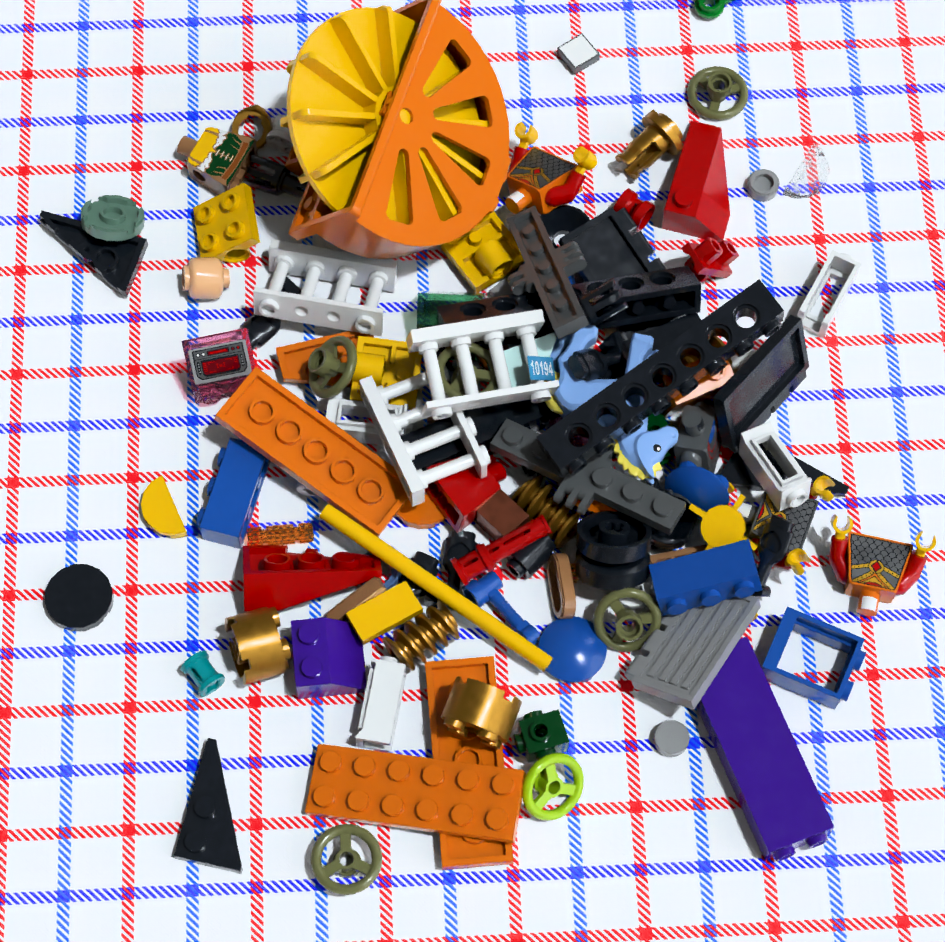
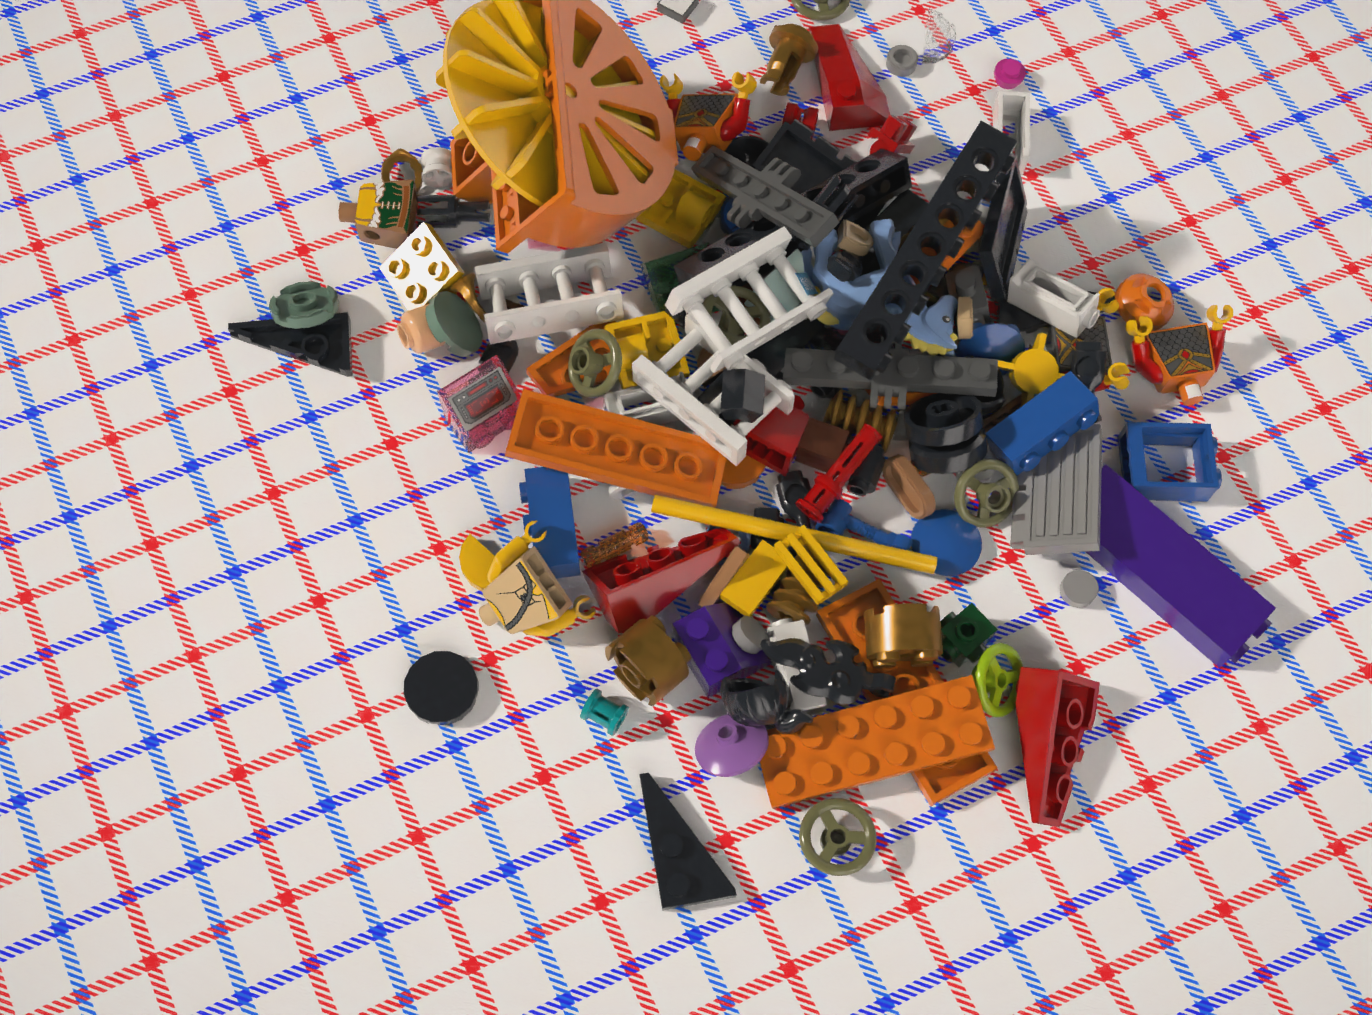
camera: 25 degrees left, 0 degrees up
(182, 544) = (526, 593): none -> torso
(230, 284) = (454, 323): none -> sand green tile
(256, 260) = (466, 287): none -> pearl gold piece
(295, 745) = (729, 747): none -> medium lavender dish
(332, 719) = (762, 704): none -> black hair
(355, 658) = (749, 634): none -> light grey tile
(407, 728) = (838, 680): none -> black piece
(425, 591) = (823, 558): none -> yellow tile
(438, 445) = (742, 395): none -> black piece
(580, 847) = (1052, 718): none -> red wedge
(611, 342) = (854, 238): none -> tan tile
(676, 454) = (965, 318): none -> tan tile
(858, 505) = (1136, 302): none -> orange piece
(859, 235) = (1009, 73): none -> dark pink plate

